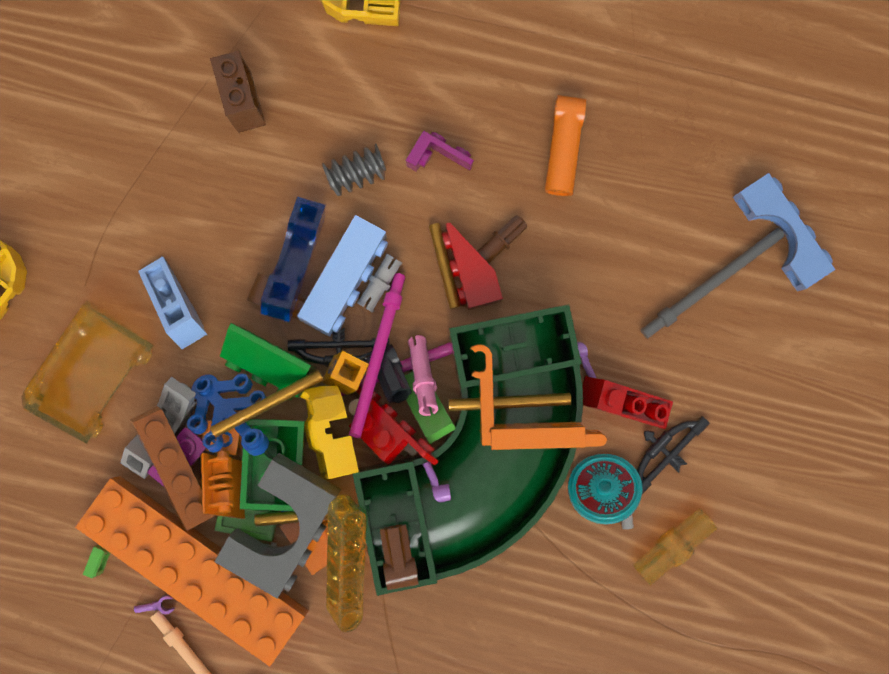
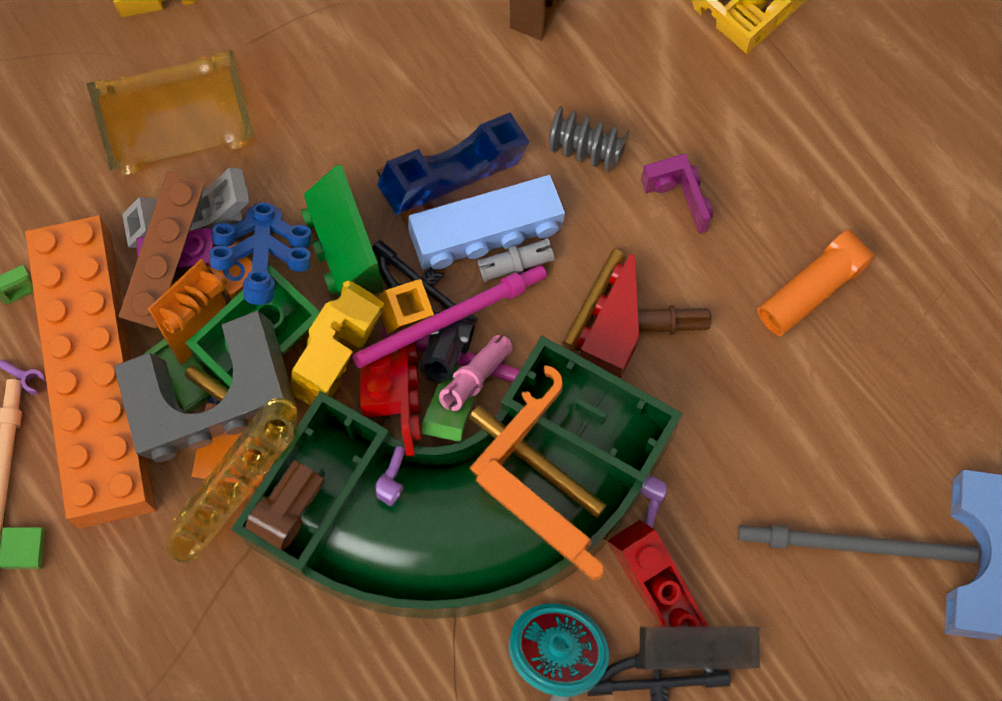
camera: 45 degrees right, 15 degrees down
(172, 304) = (305, 120): light blue slope -> none
(266, 403) = (303, 263): pearl gold bar -> none
(679, 420) = (699, 647): none -> clear smoke plate

